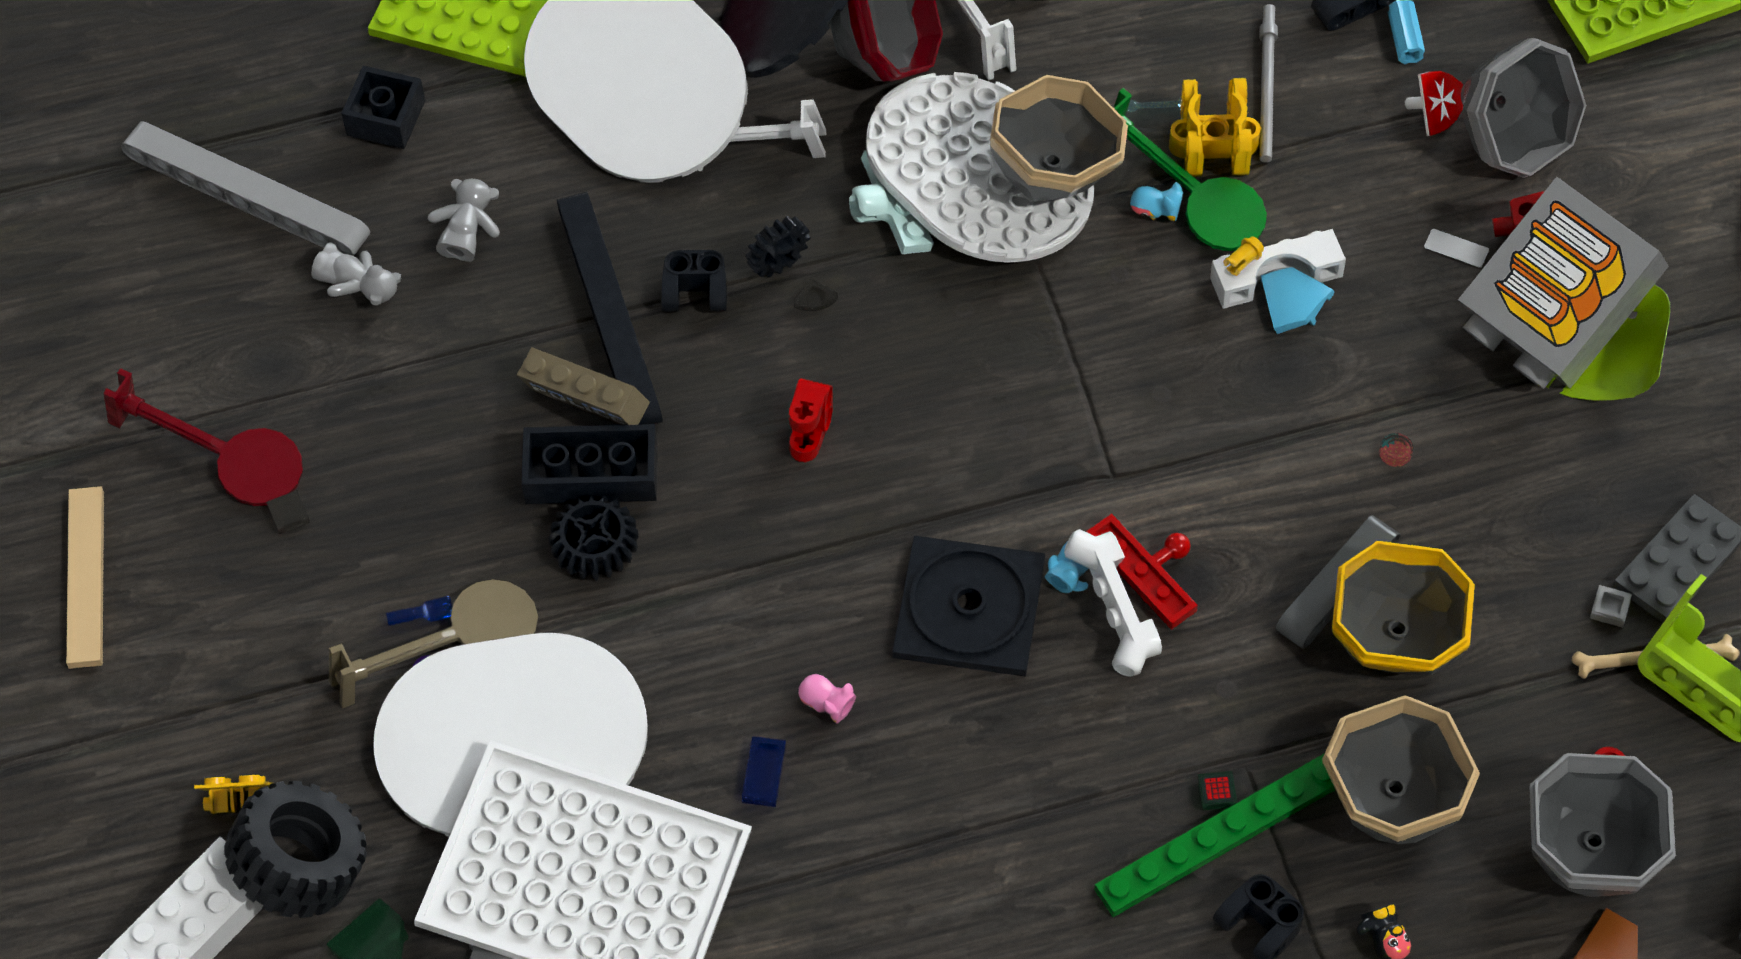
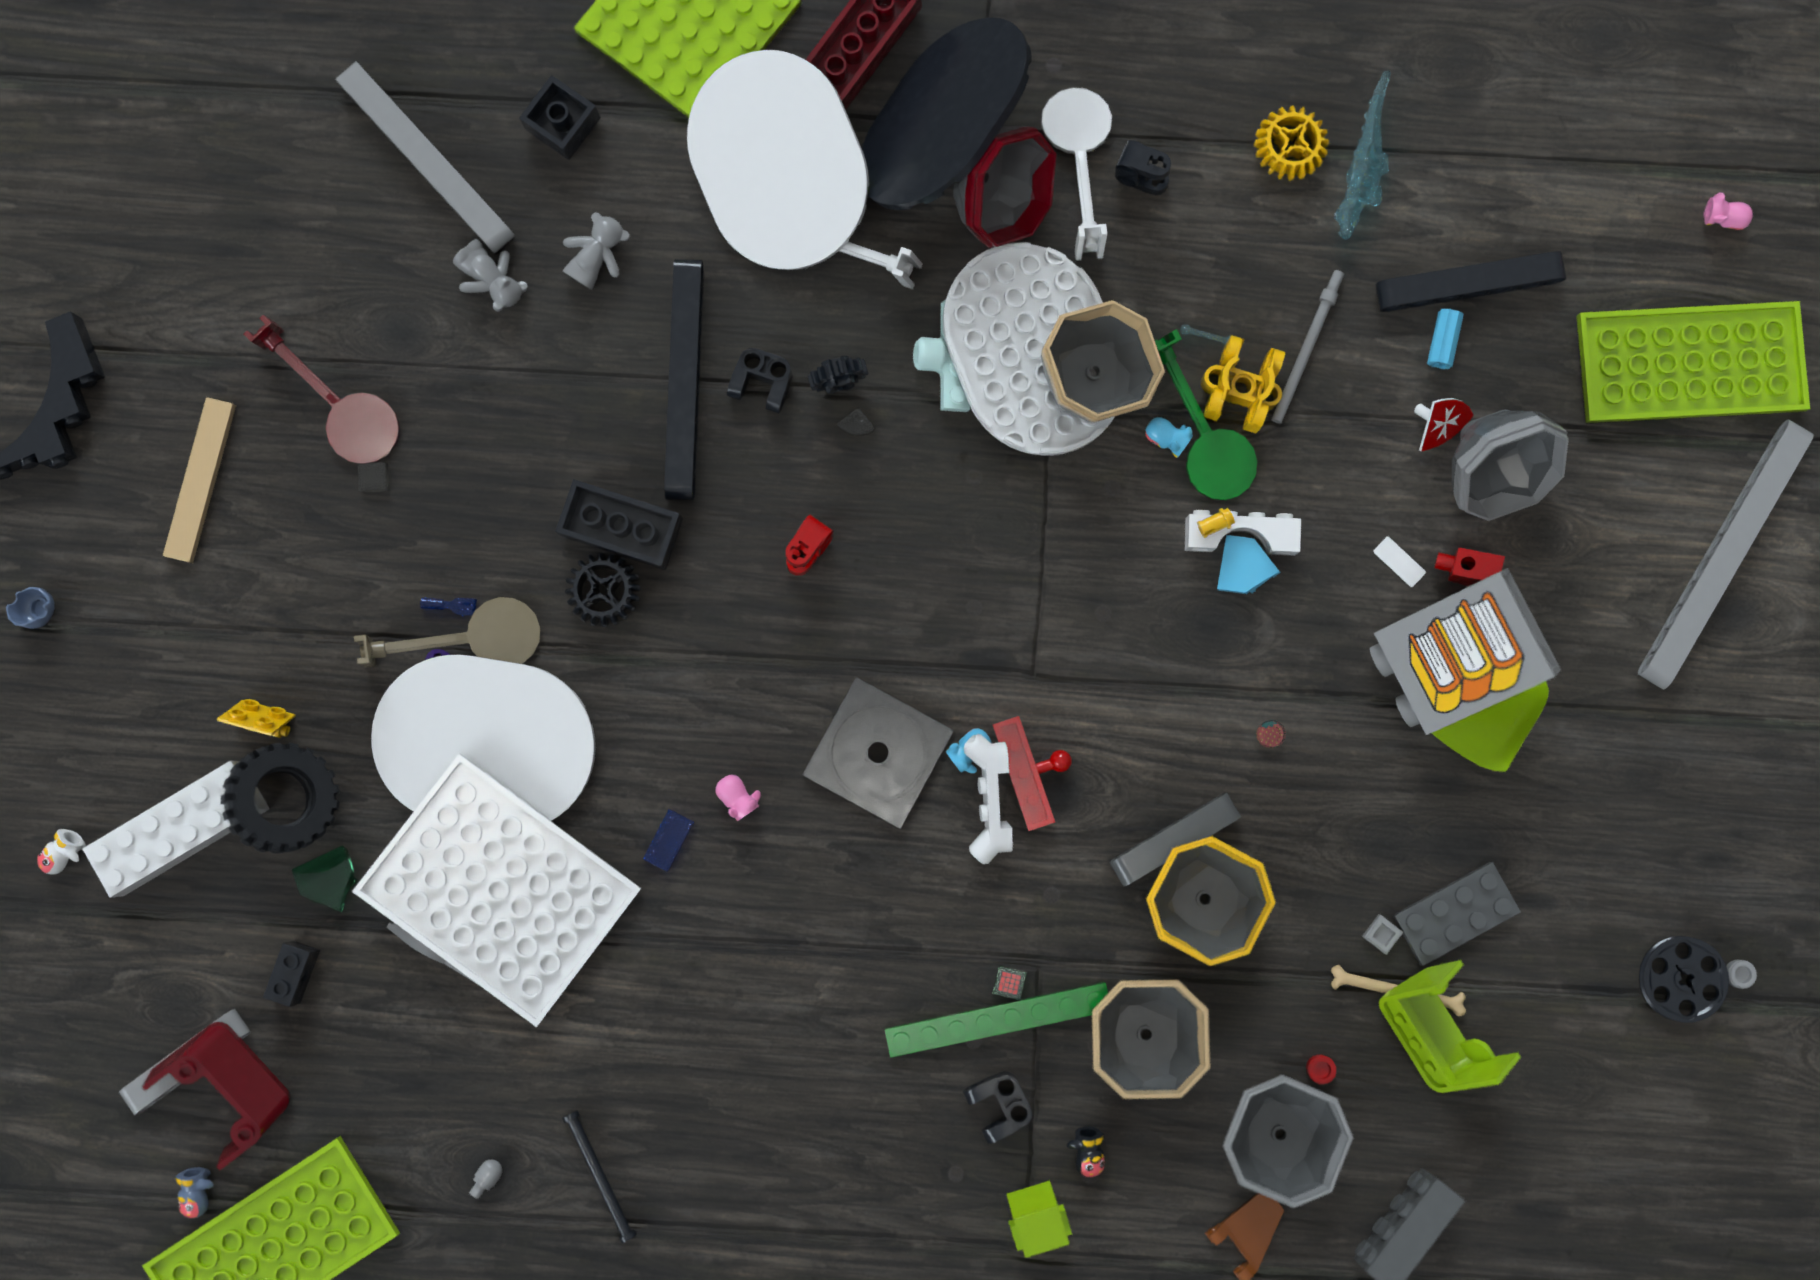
camera: 20 degrees right, 25 degrees up
(583, 388) = (634, 456): dark tan brick -> none

